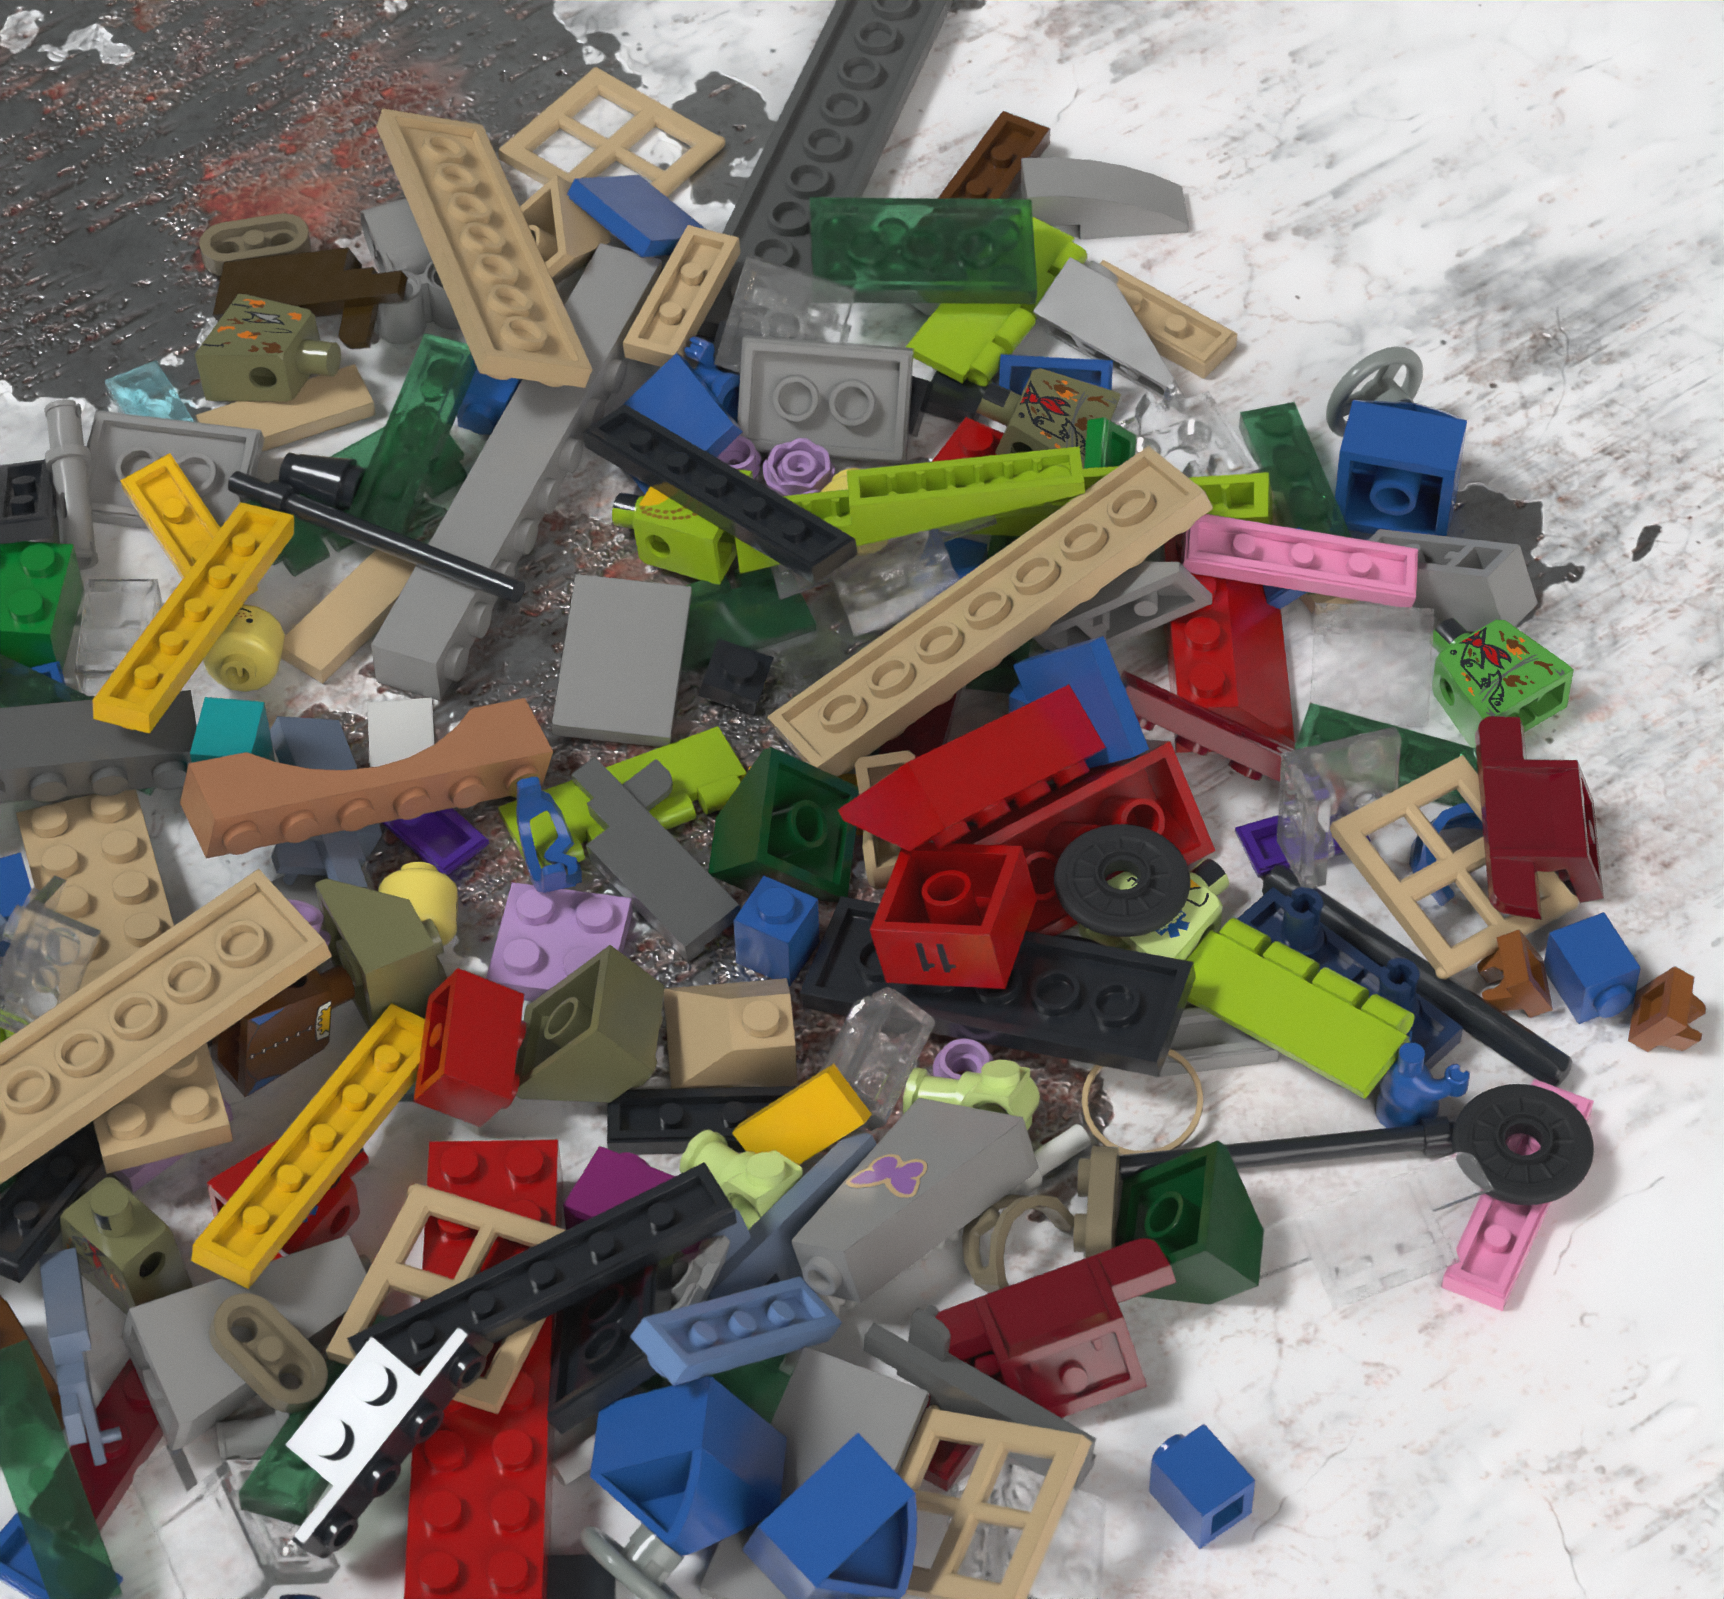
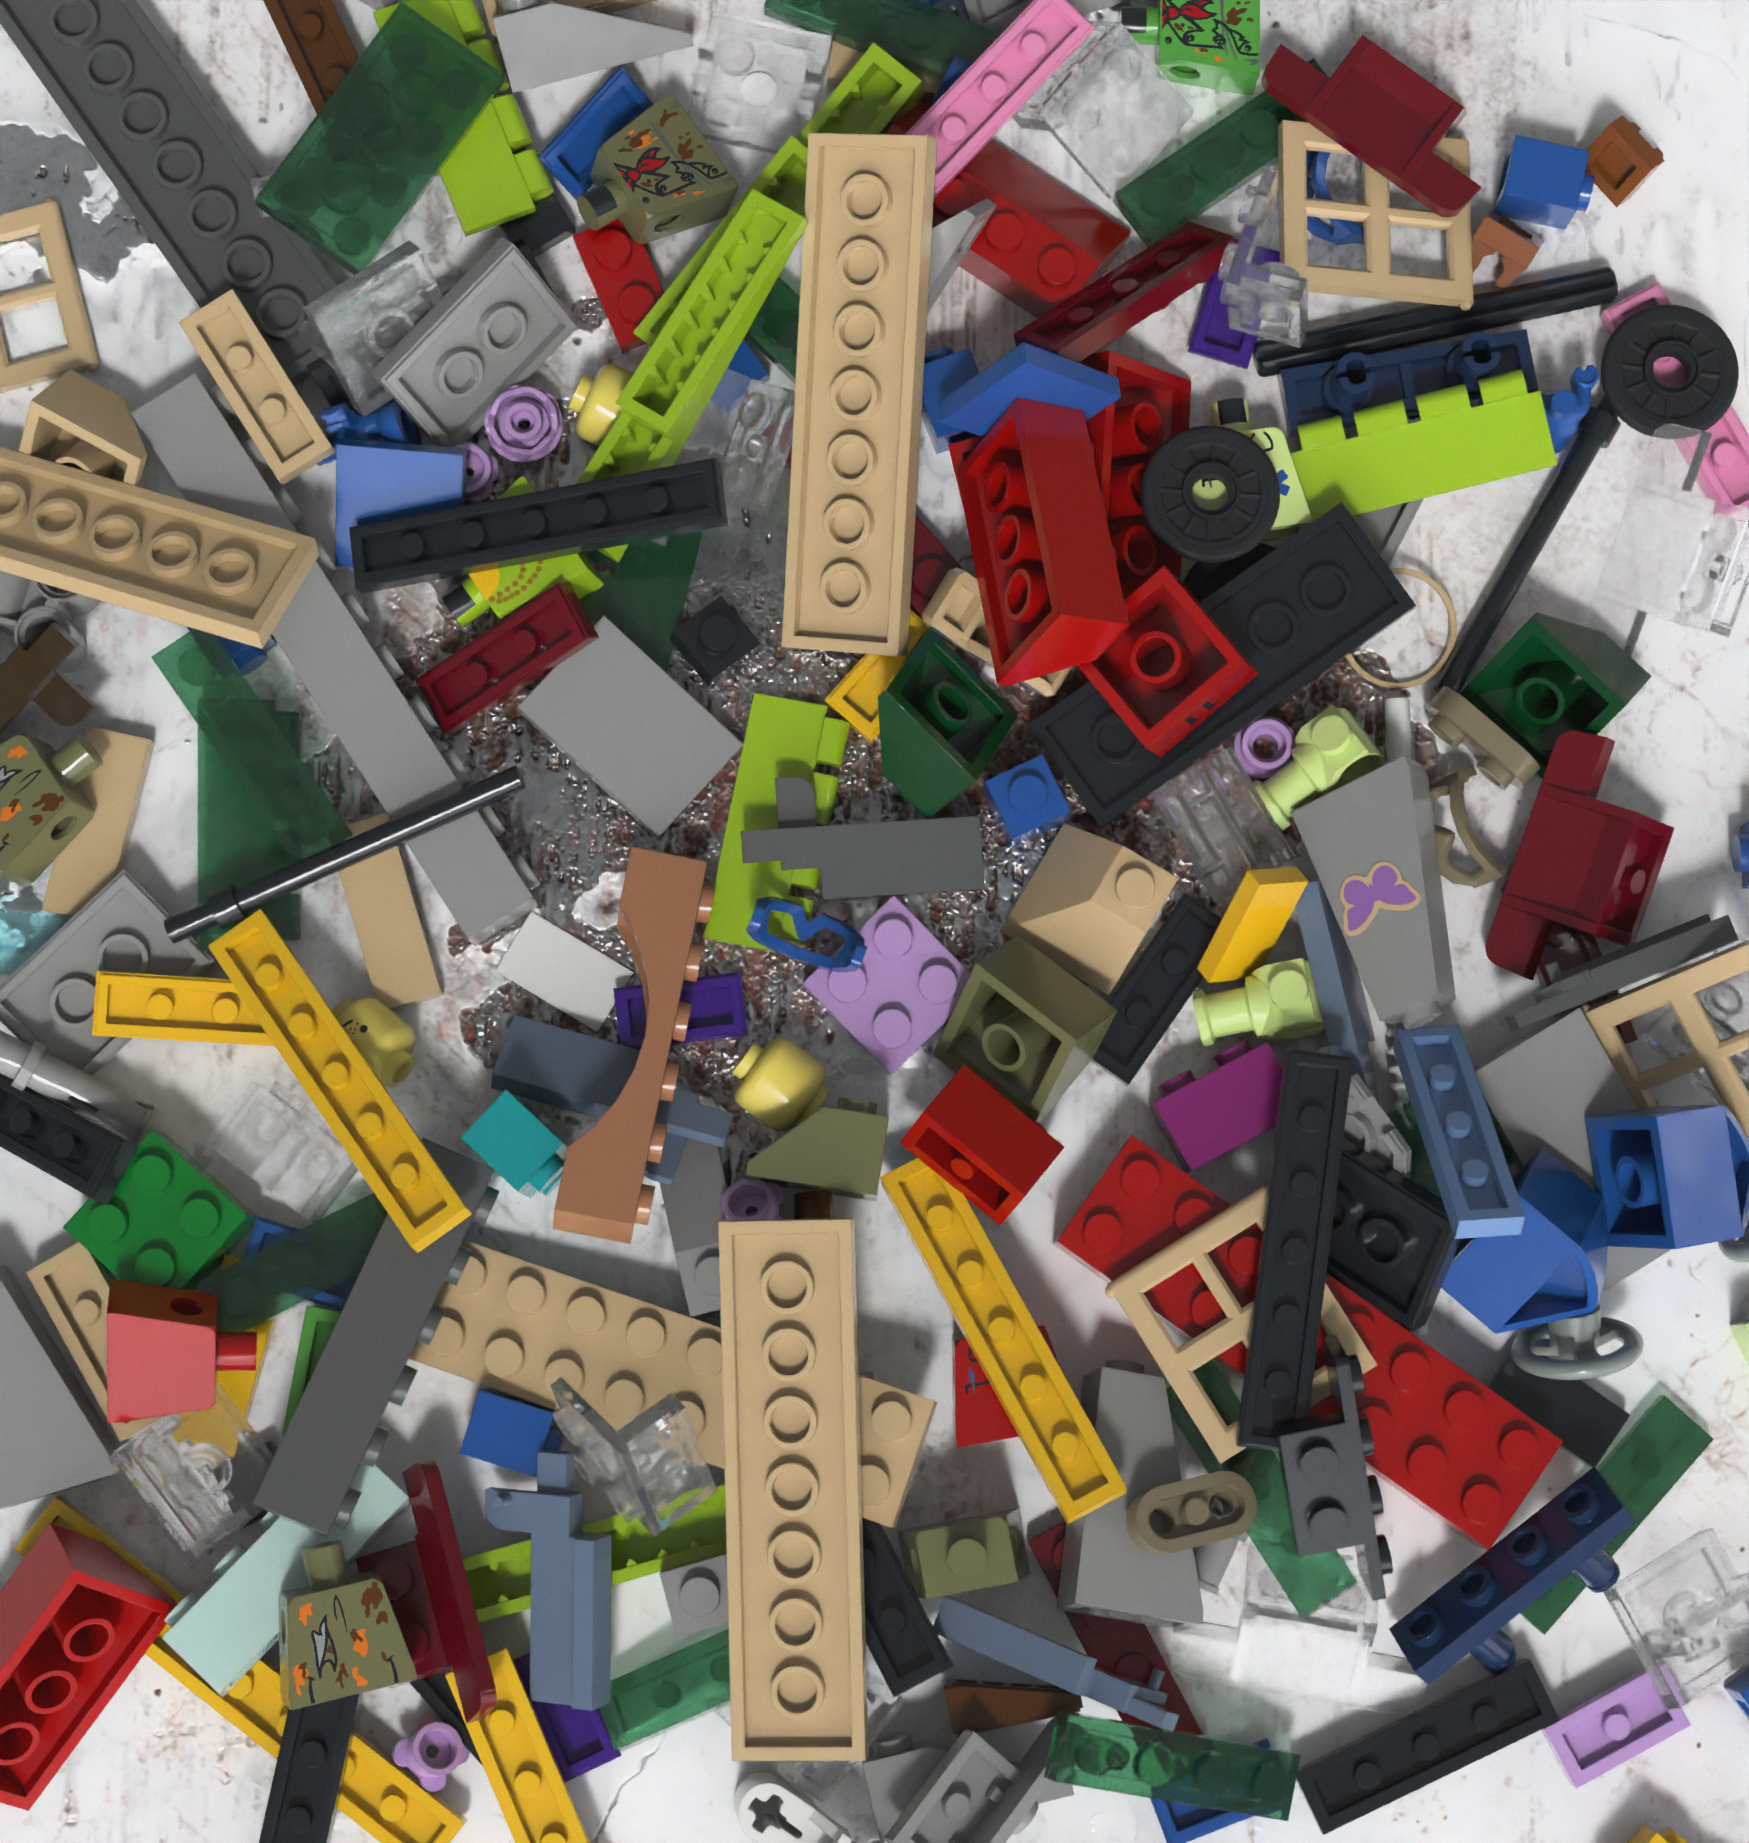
camera: 55 degrees left, 30 degrees up
(323, 478) = (234, 852): black cone -> none
(608, 550) = (507, 658): none -> dark red tile
(633, 212) = (120, 352): blue tile -> none
(1107, 444) = (732, 152): green tile -> none

